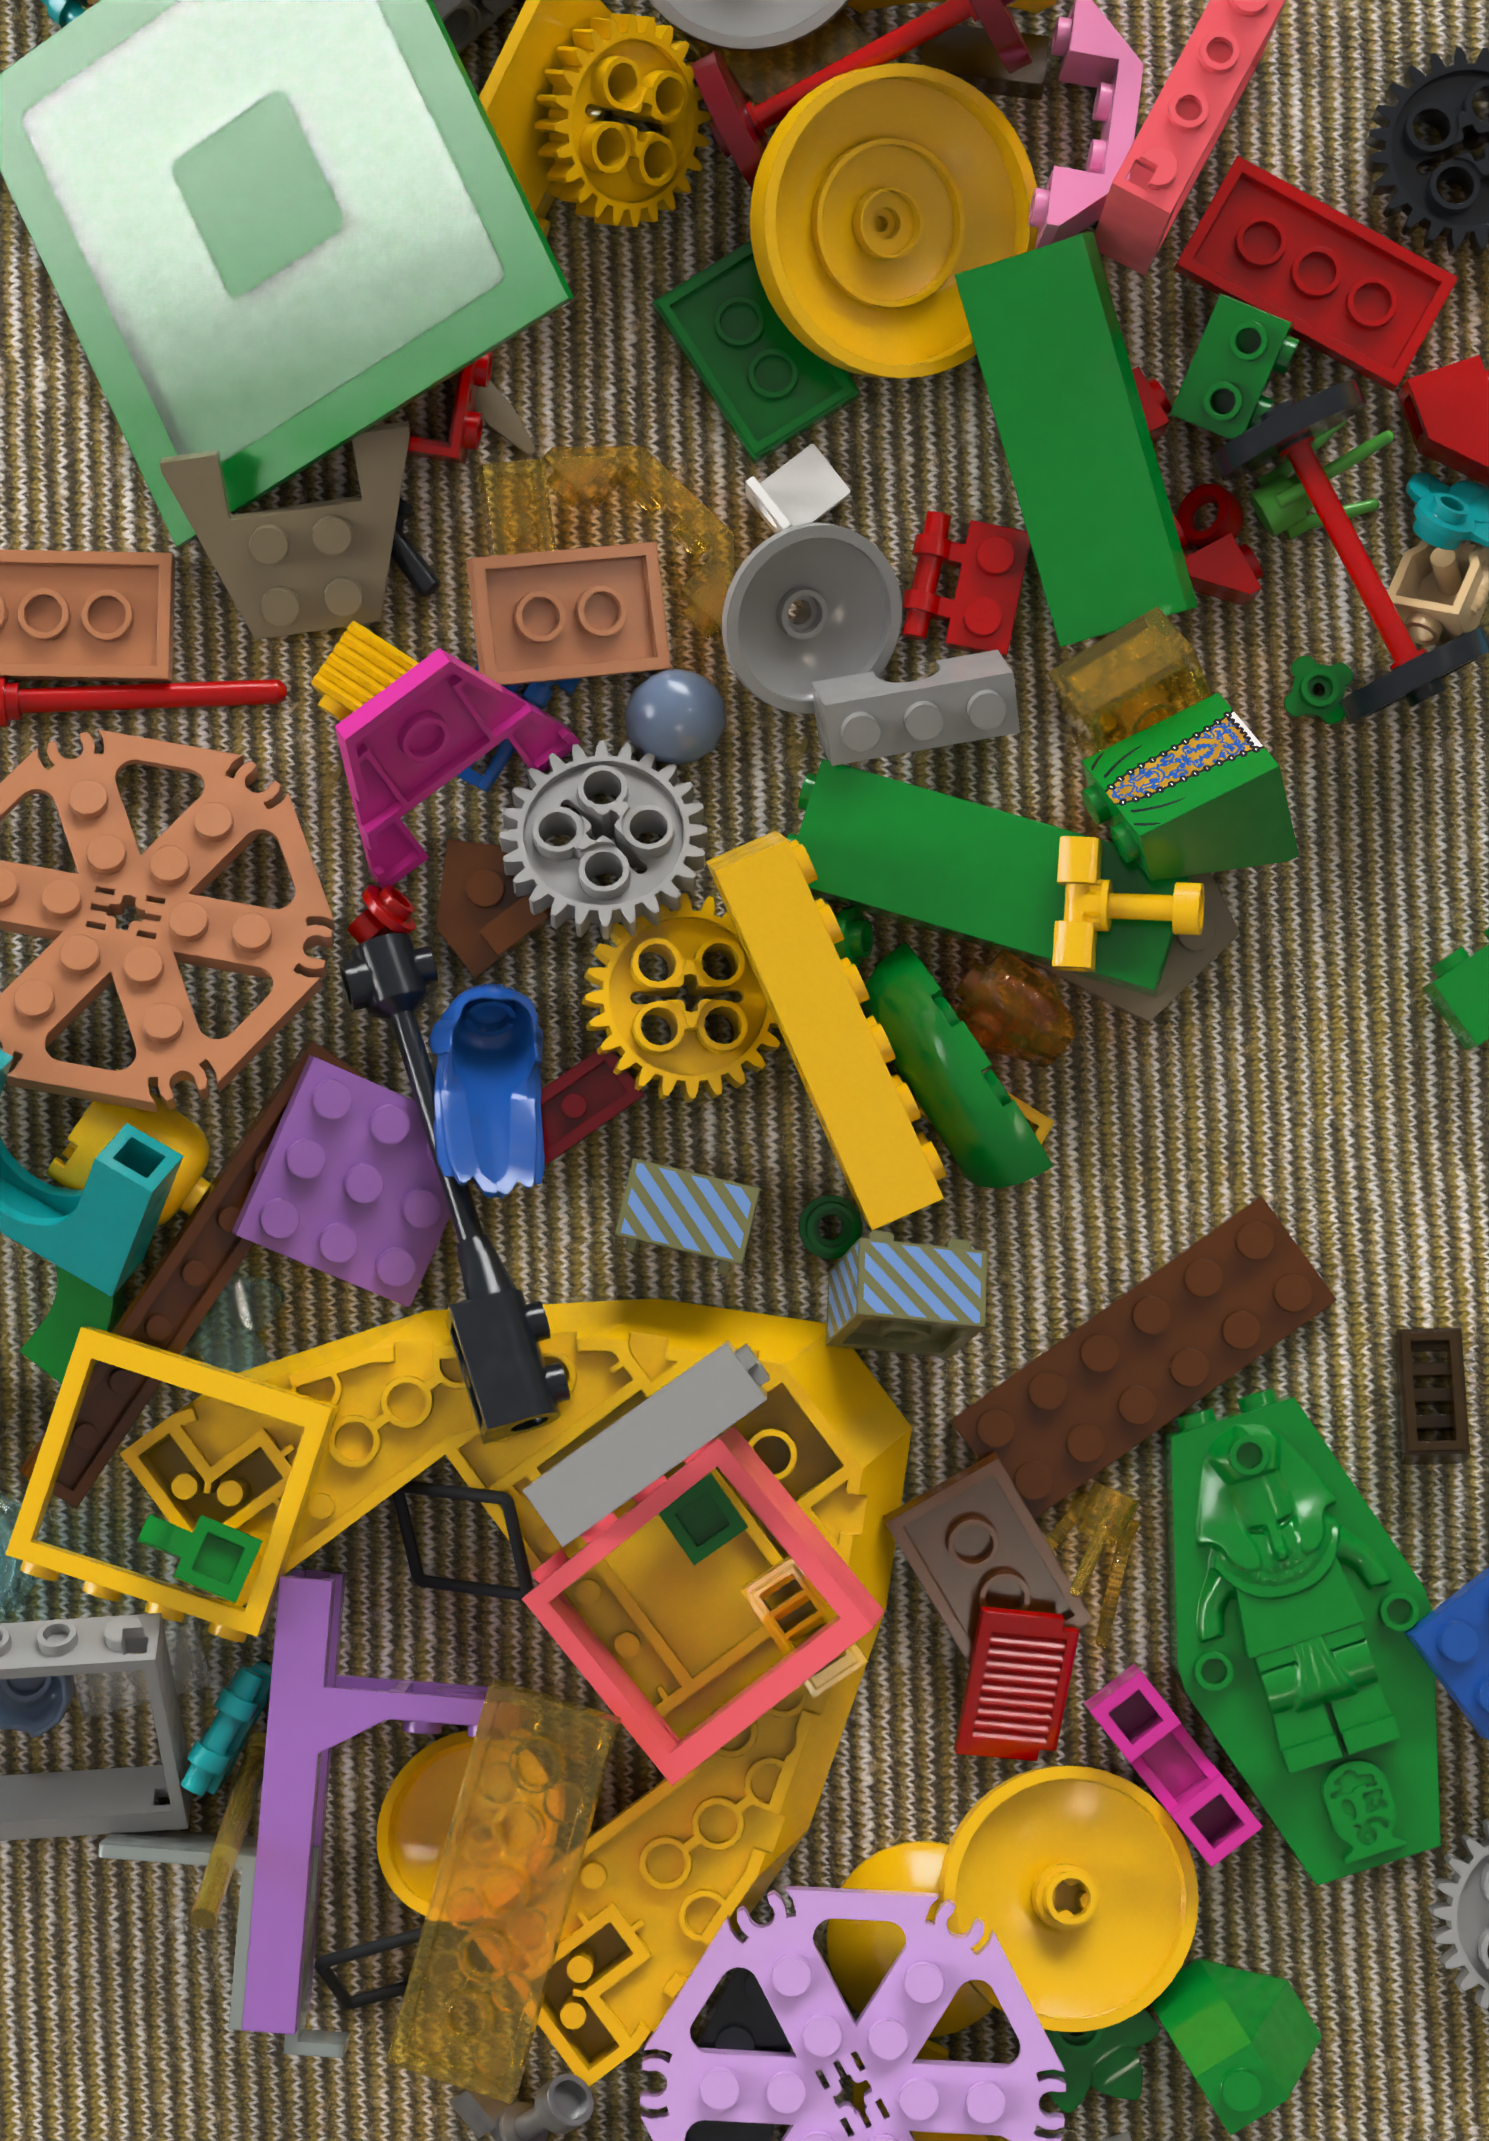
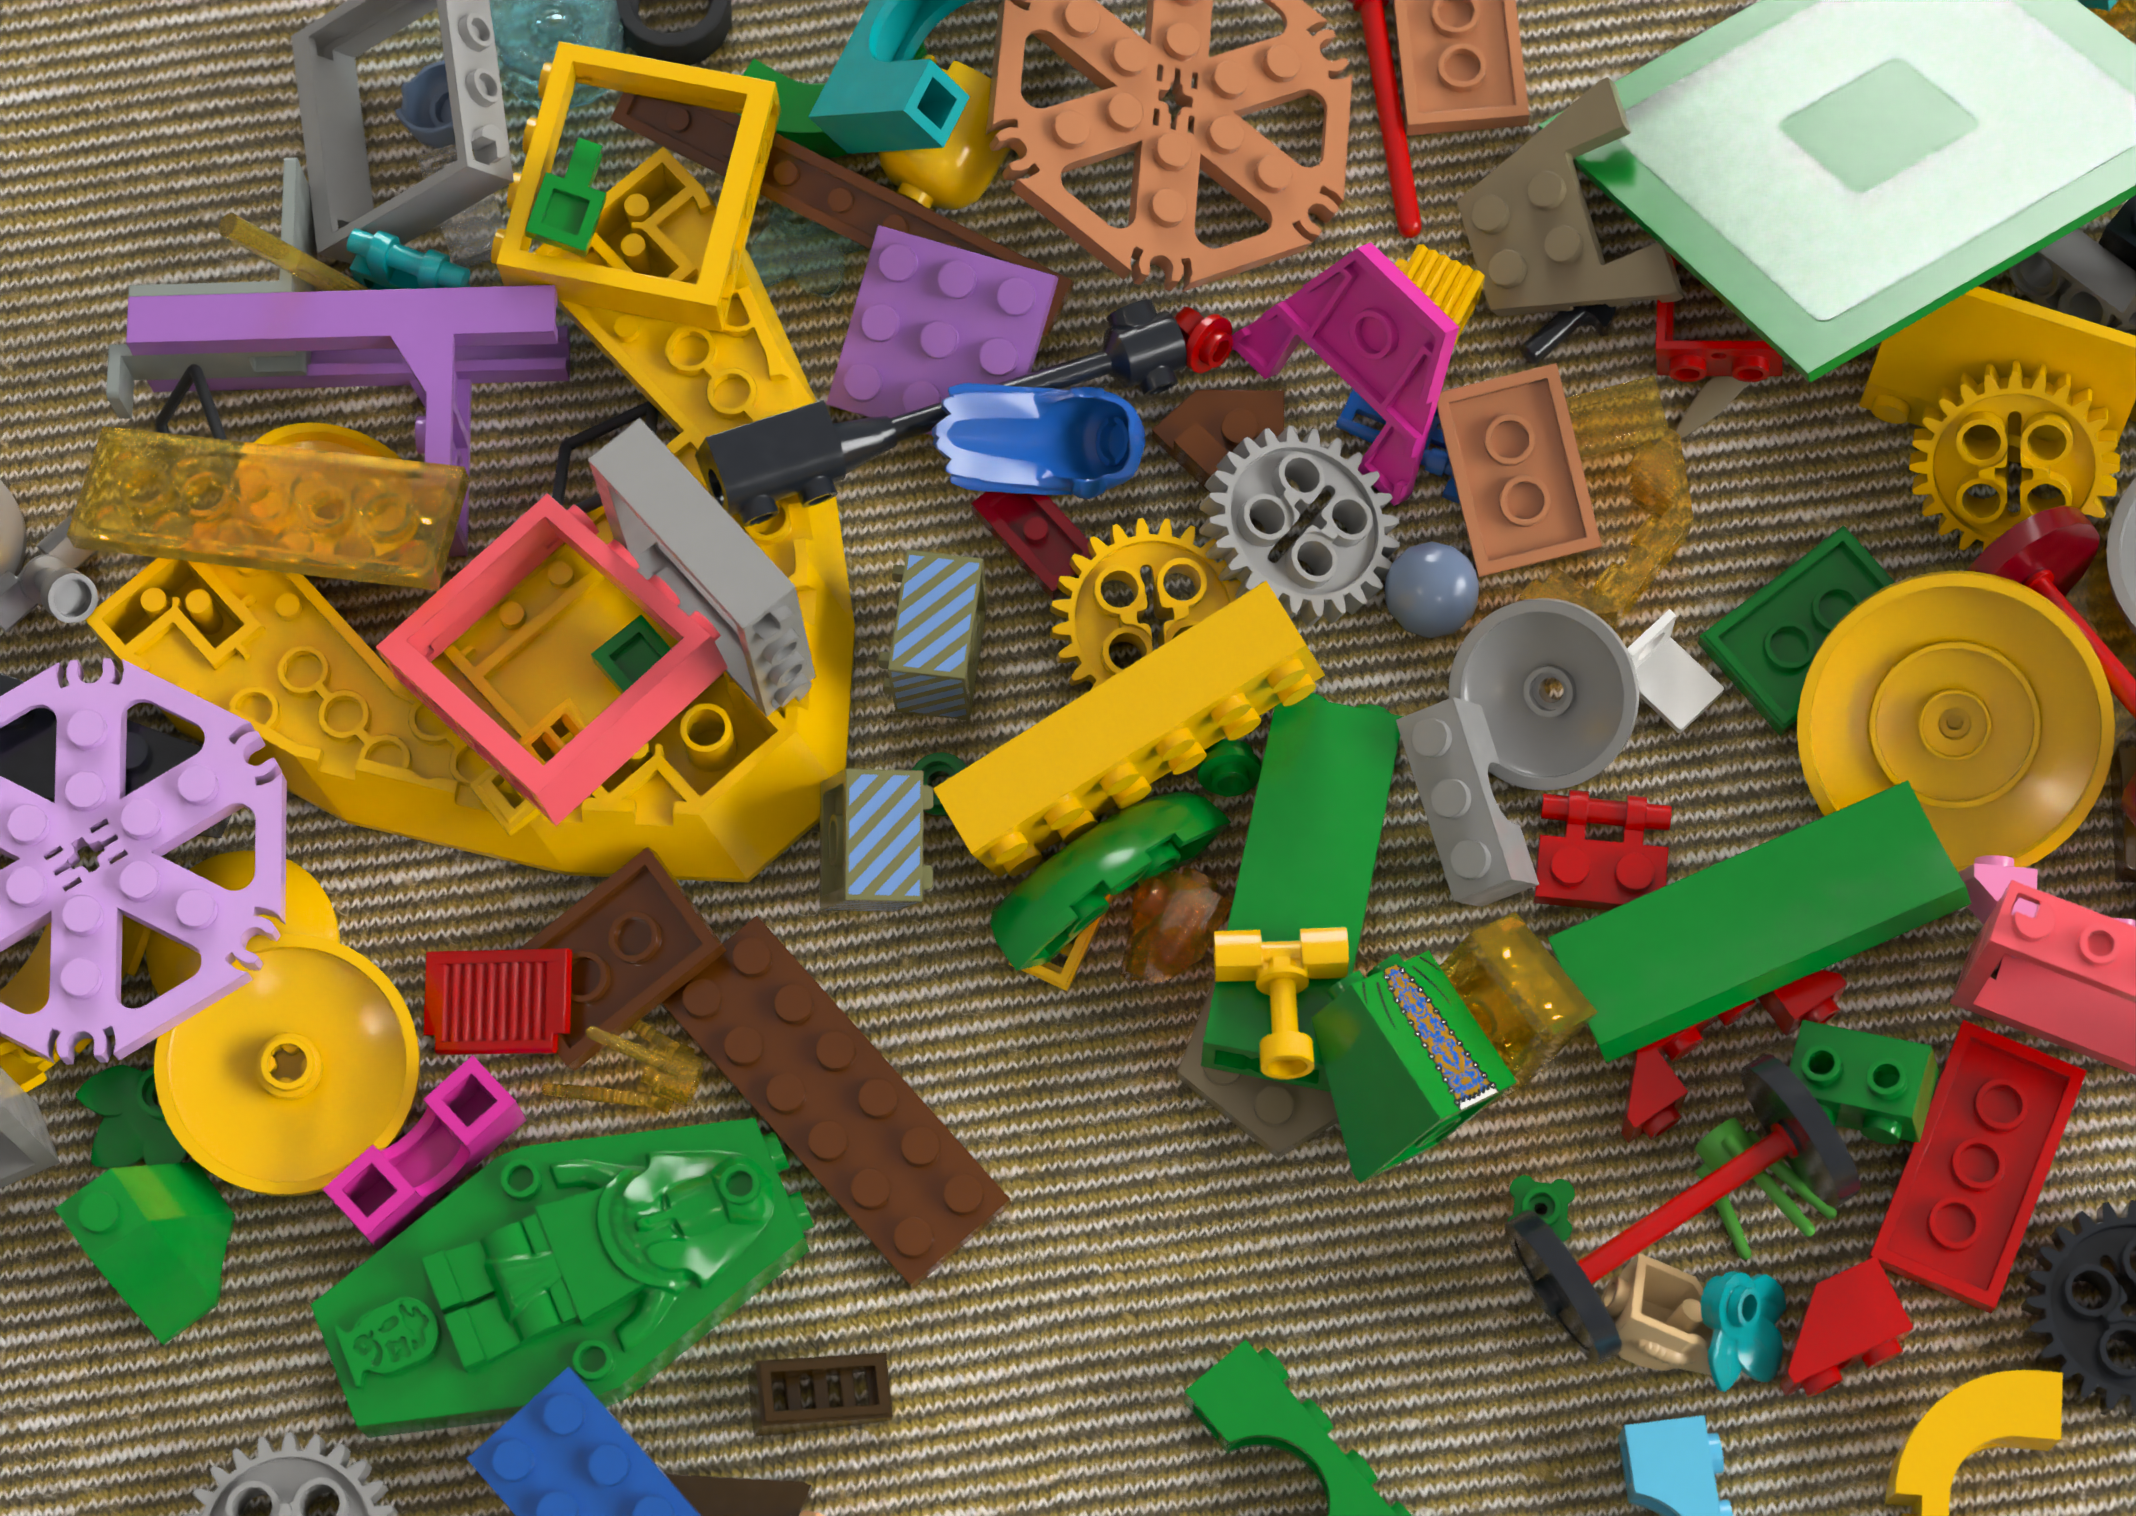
camera: 85 degrees right, 15 degrees down
(1229, 518) = (1705, 1103): red piece -> none

